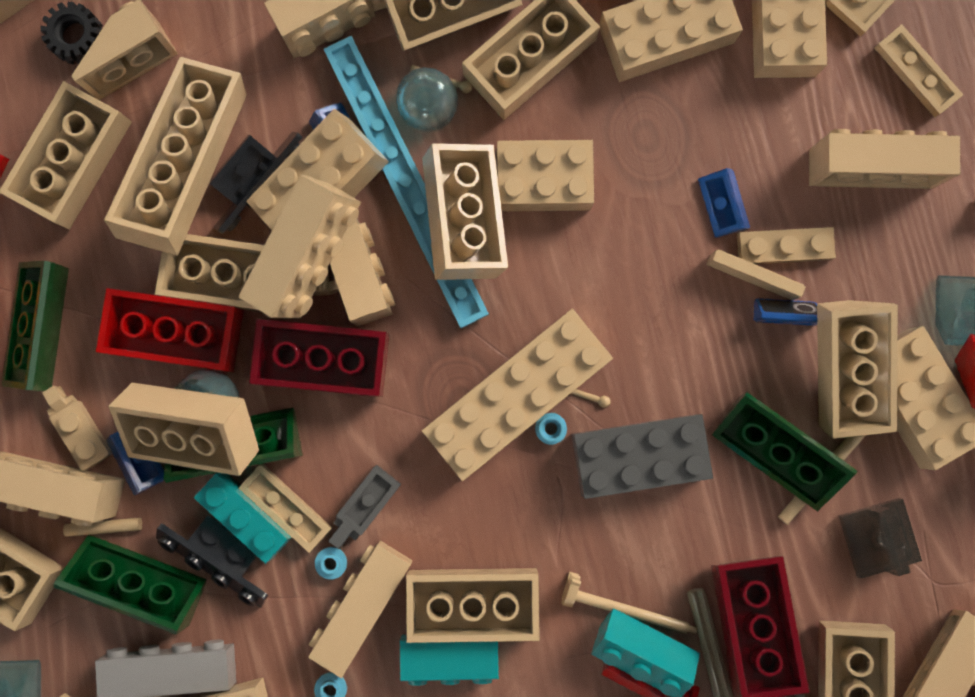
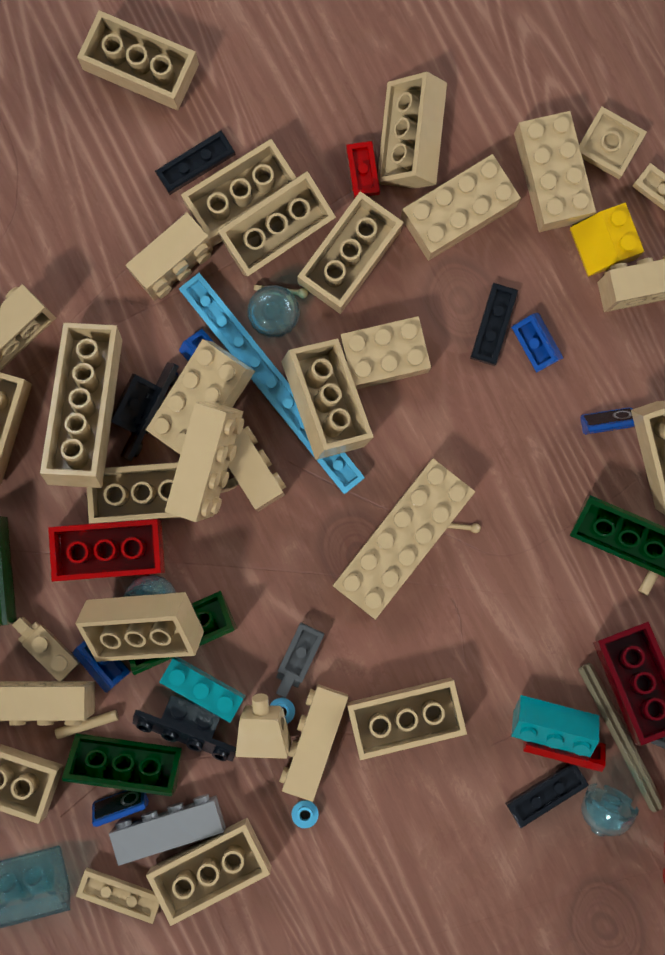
camera: 15 degrees left, 0 degrees up
(114, 631) = (118, 806): none -> slope
(285, 508) = (232, 672): tan plate -> none
(302, 581) = (263, 730): none -> tan torso
(319, 358) = (235, 545): dark red brick -> none
(448, 662) = (397, 768): teal brick -> none
(560, 433) = (444, 563): medium azure plate -> none
(571, 594) = (485, 691): tan piece -> none
(642, 456) = (516, 566): dark grey brick -> none
(678, 171) = (494, 324): none -> black tile
(756, 275) = (576, 396): tan tile -> none
(787, 245) = (596, 366): tan plate -> none
(832, 101) = (607, 239): none -> yellow slope

